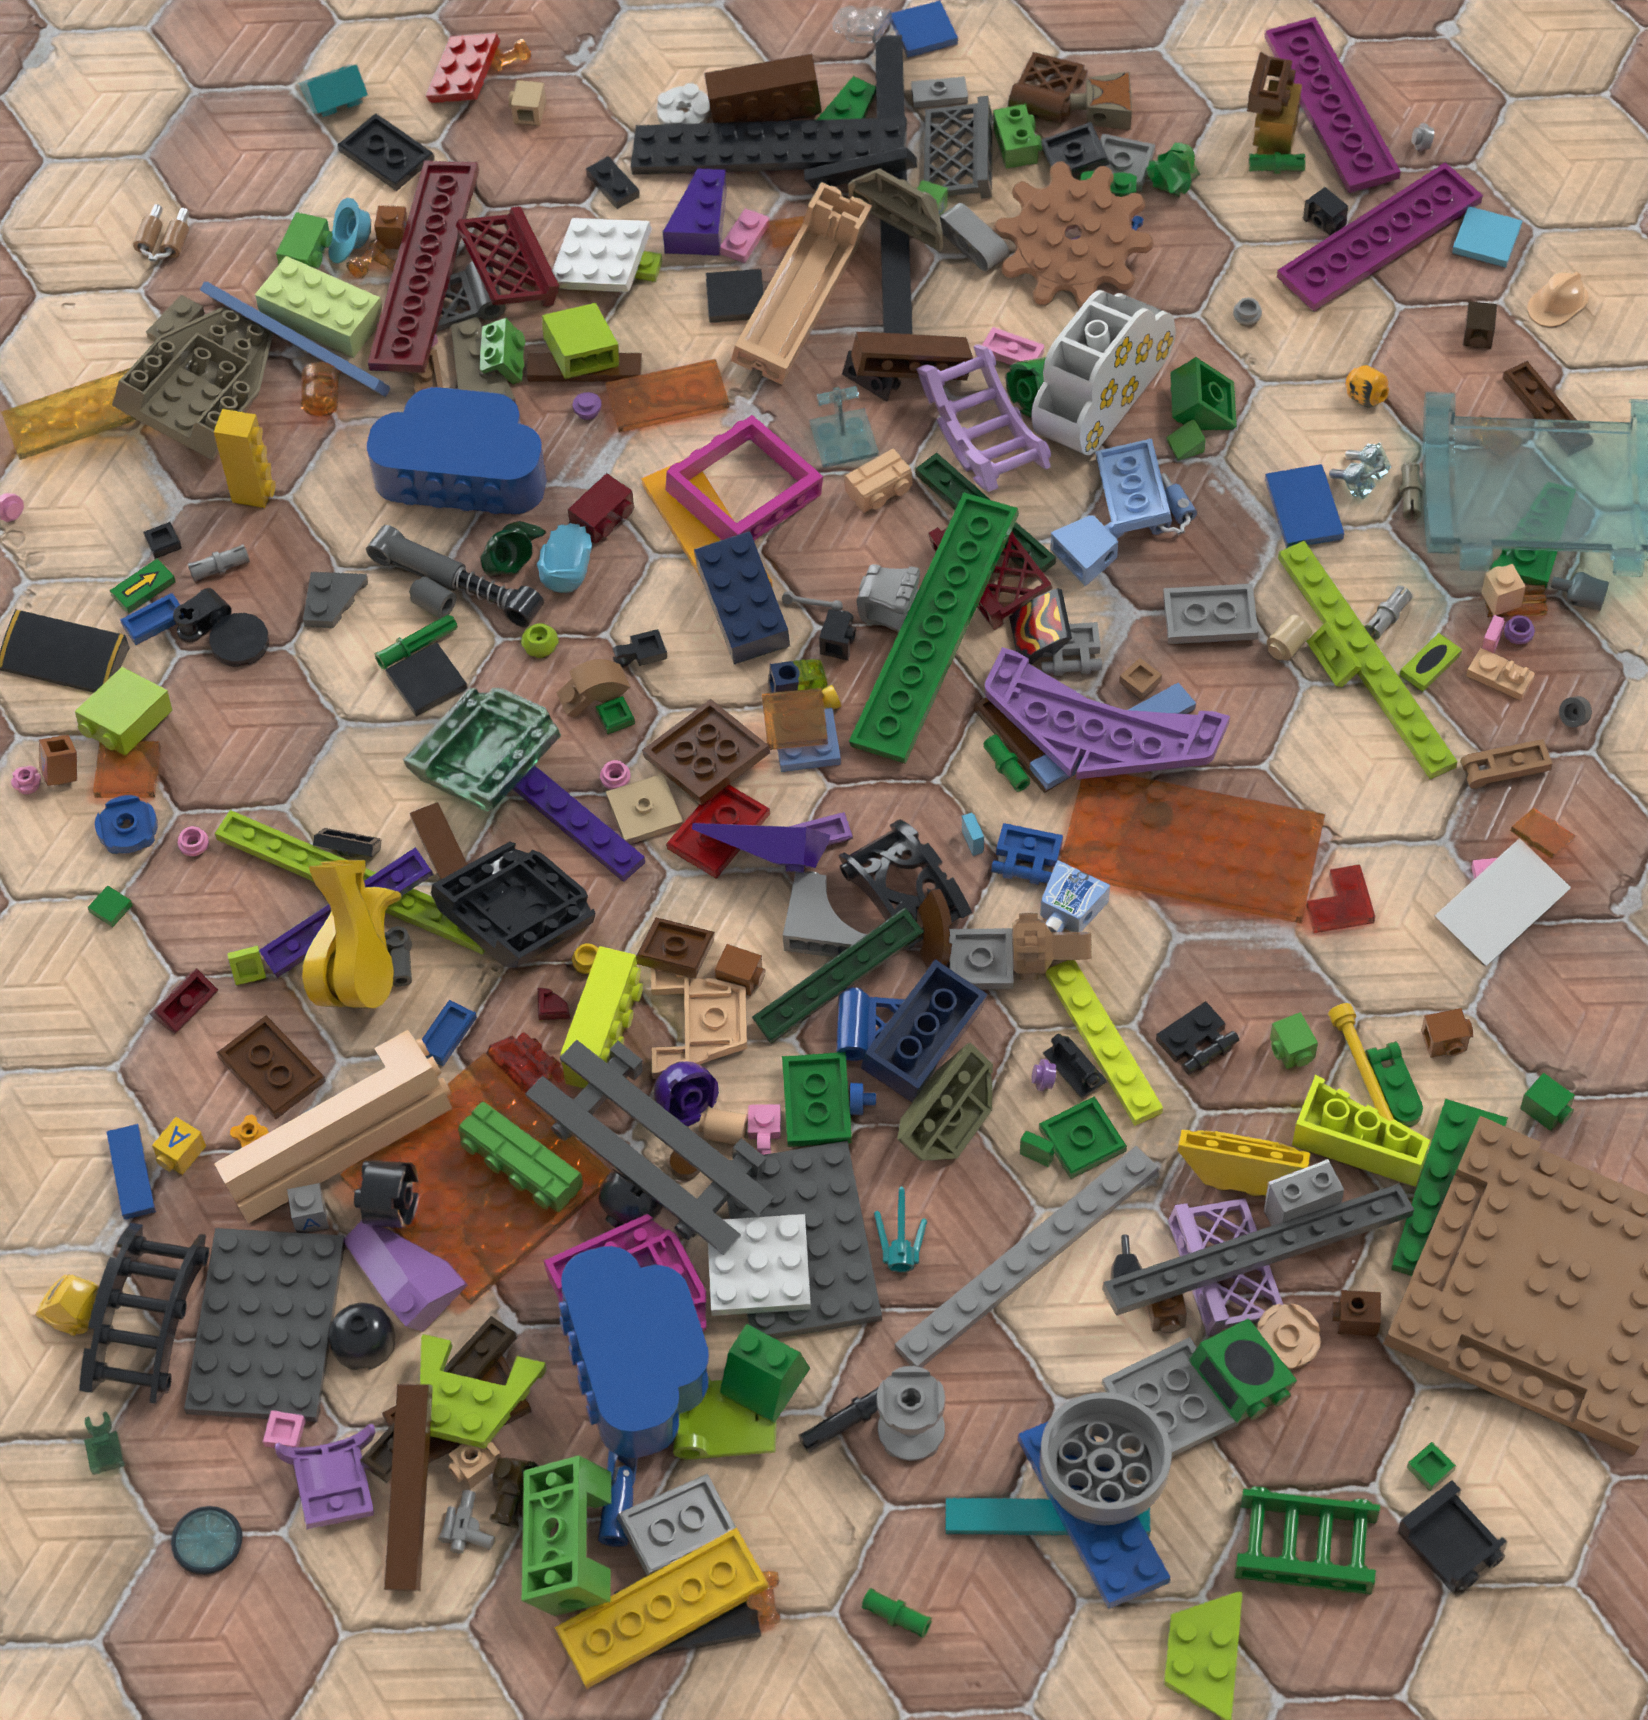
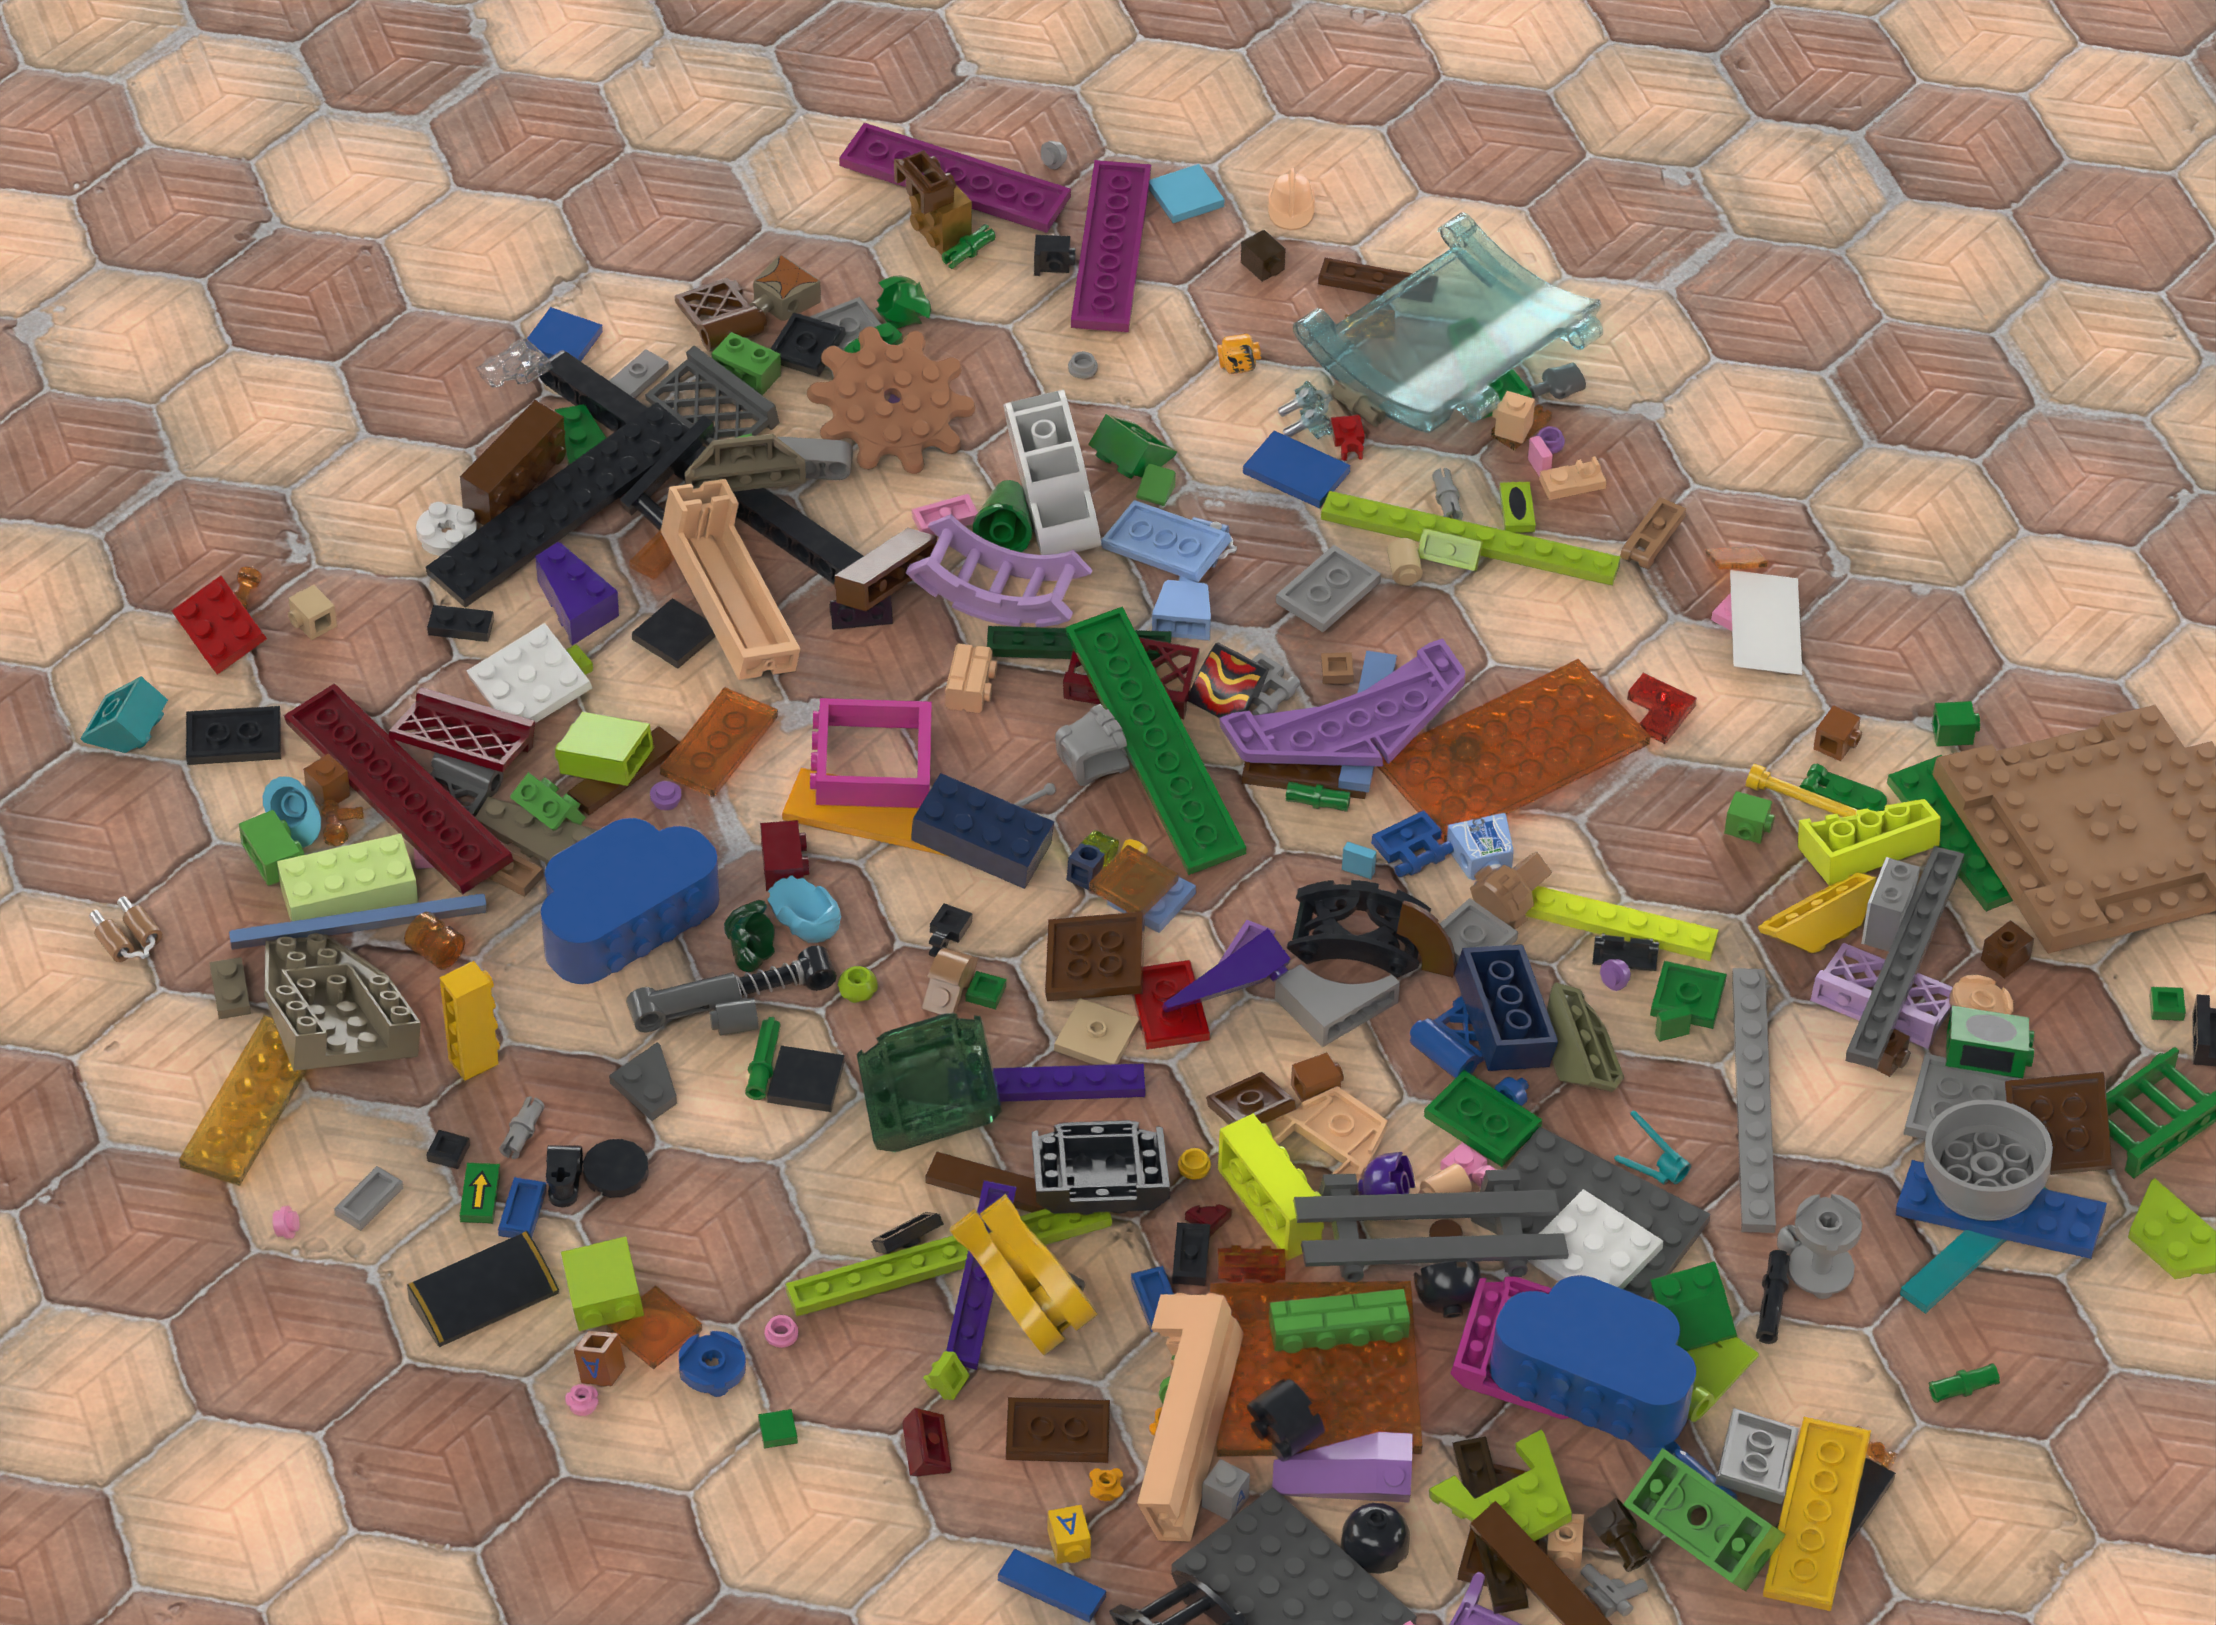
camera: 50 degrees left, 10 degrees down
(78, 533) = (368, 1198): none -> light grey tile
(503, 1020) = (1191, 1254): none -> black plate
(615, 768) = (1044, 1028): bright pink plate -> none
(744, 235) = (623, 578): bright pink plate -> none
(837, 634) = (1082, 805): black brick -> none
(838, 975) = (1396, 1023): dark green tile -> none
(844, 435) = (894, 665): clear light blue plate -> none
(1125, 1262) = (1826, 1049): black hand -> none
(1192, 1031) = (1671, 867): black plate -> none
(1213, 1484) = (2074, 1115): none -> reddish brown plate
(1377, 508) = (1348, 434): none -> red plate
(1575, 711) = (1659, 470): dark grey tile -> none

